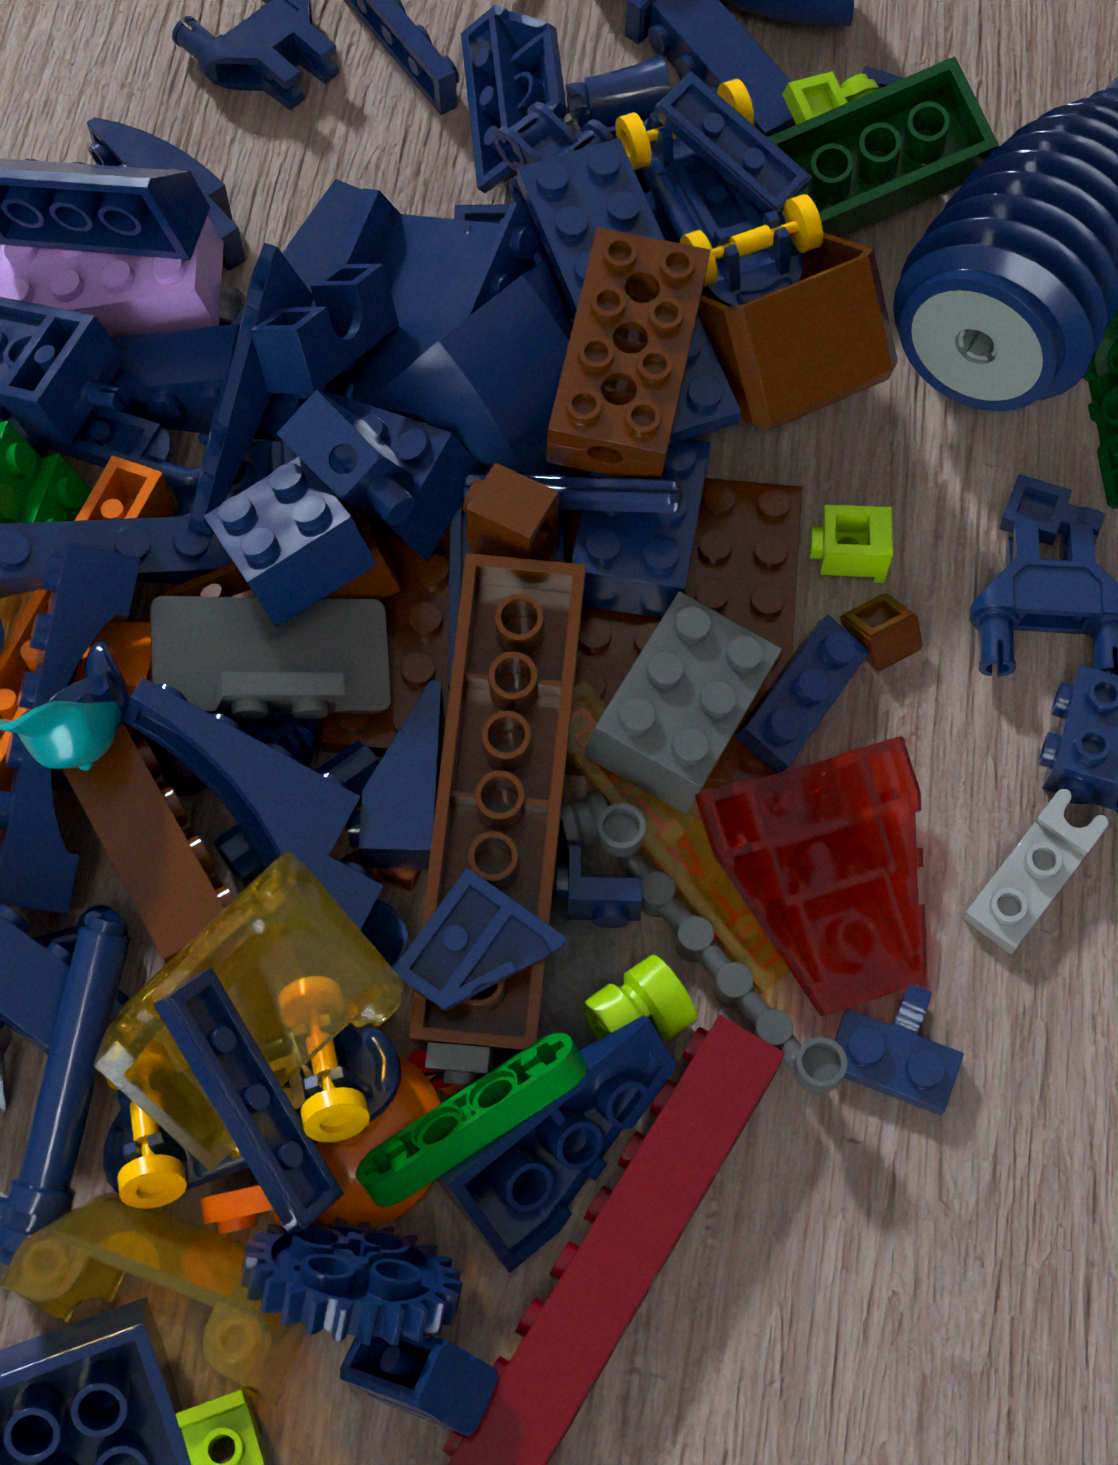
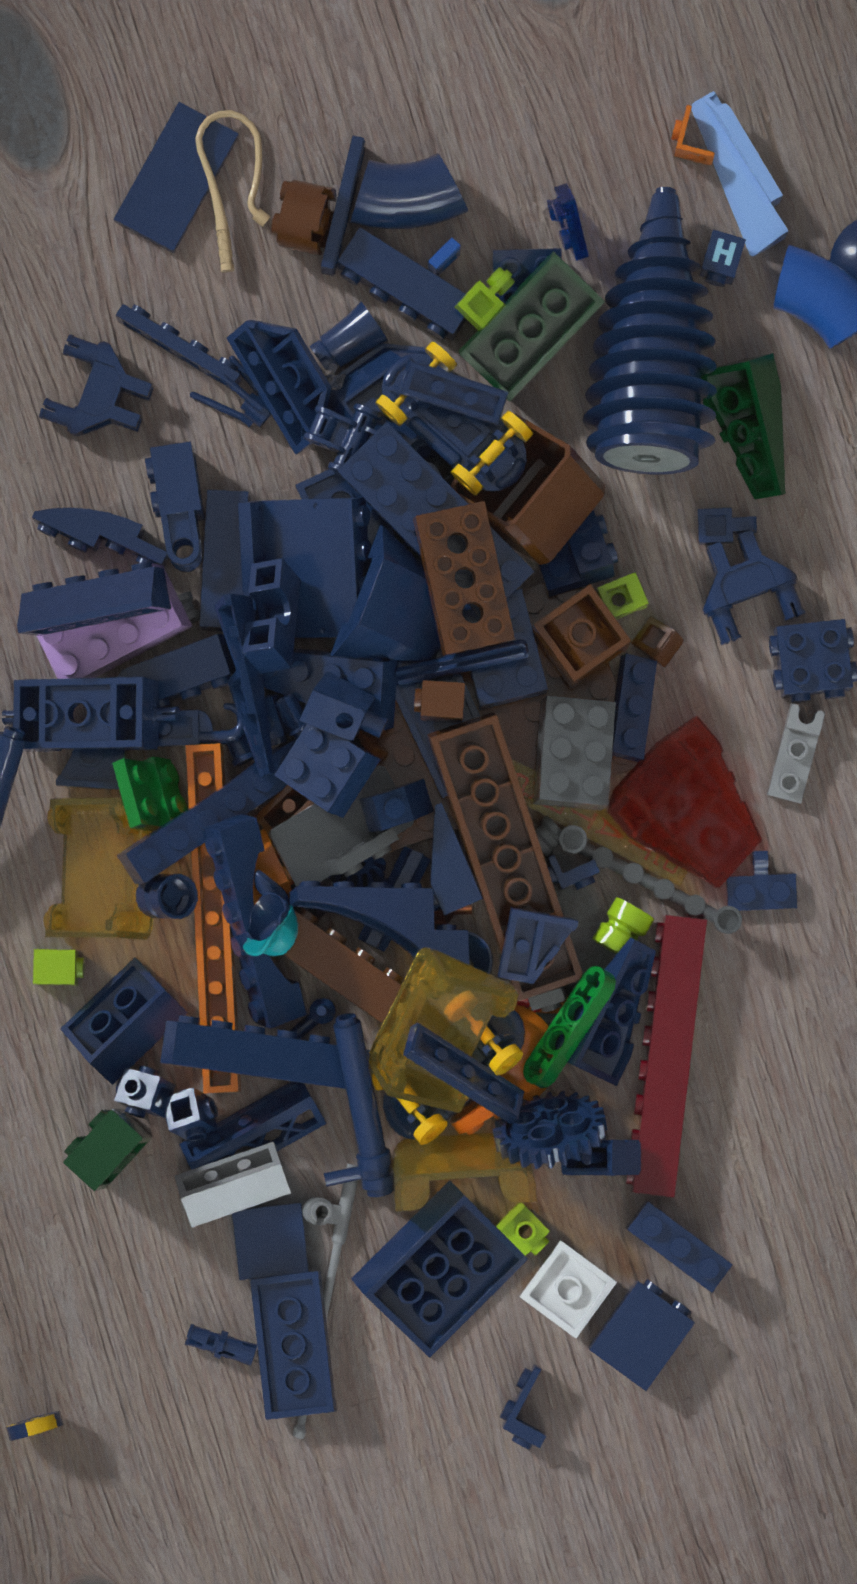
camera: 25 degrees left, 20 degrees up
(288, 165) = (177, 500): none -> dark blue brick
(374, 655) = (396, 806): none -> dark blue slope
(452, 124) = (253, 406): none -> dark blue plant
(771, 537) = (581, 636): none -> reddish brown brick
(799, 56) = (444, 257): none -> blue tile
(814, 457) = (582, 559): none -> dark blue plate
(985, 62) = (565, 211): none -> clear blue hinge

